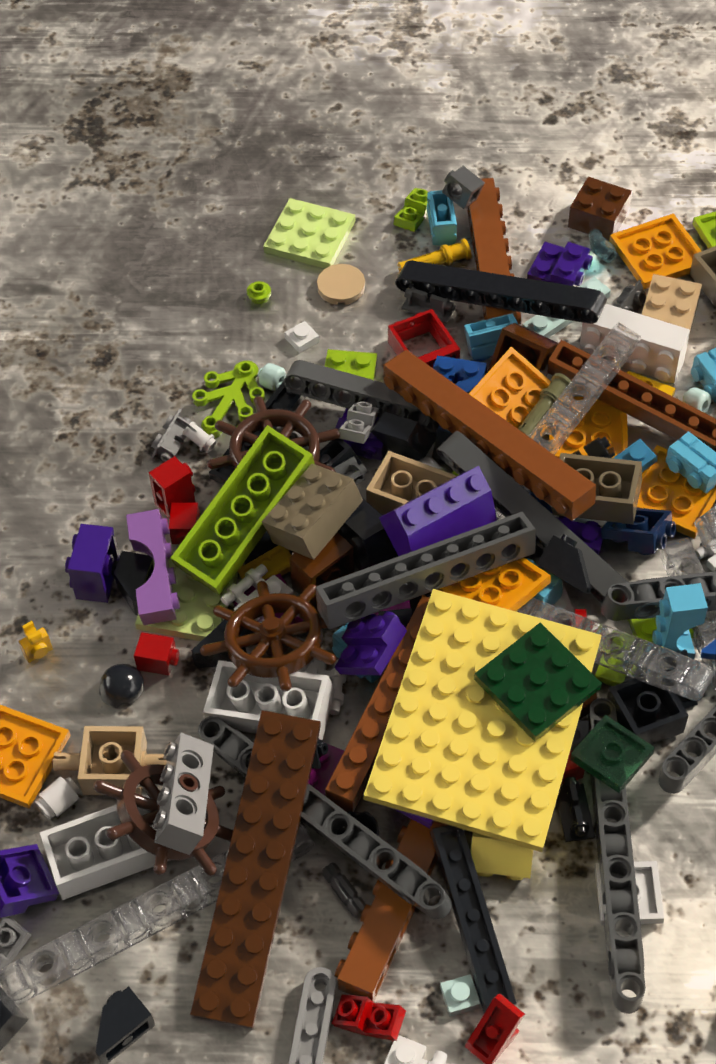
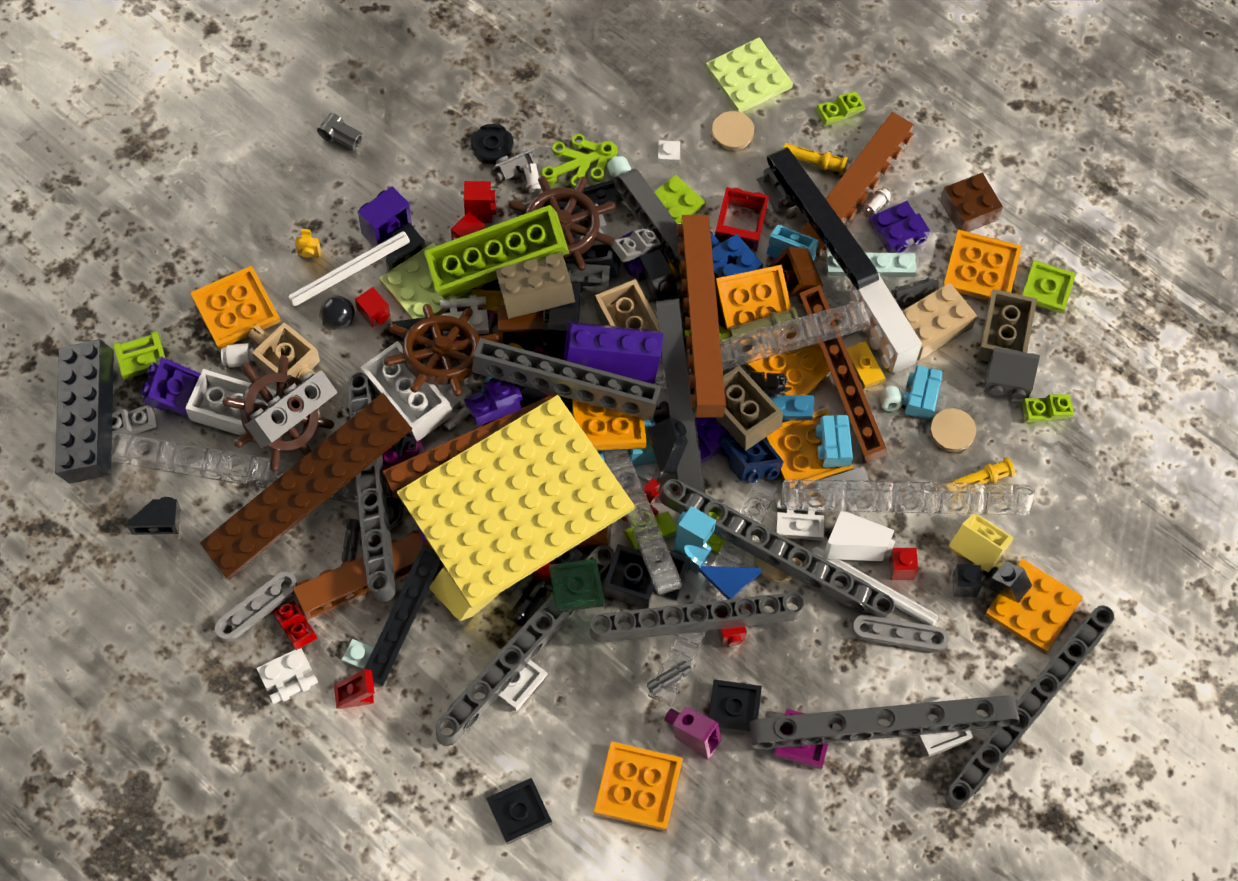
camera: 35 degrees right, 10 degrees up
(99, 634) = (349, 268): none -> white axle
(130, 436) = (491, 143): none -> black tile
(155, 597) = (401, 270): medium lavender arch -> none
(258, 292) = (670, 101): lime plate -> none
(441, 218) = (847, 129): medium azure brick -> none
(462, 186) = (876, 117): dark grey brick -> none
(521, 257) = (881, 197): none -> white pin
(537, 681) = (562, 503): dark green plate -> none
(601, 246) = (941, 234): clear light blue piece -> none

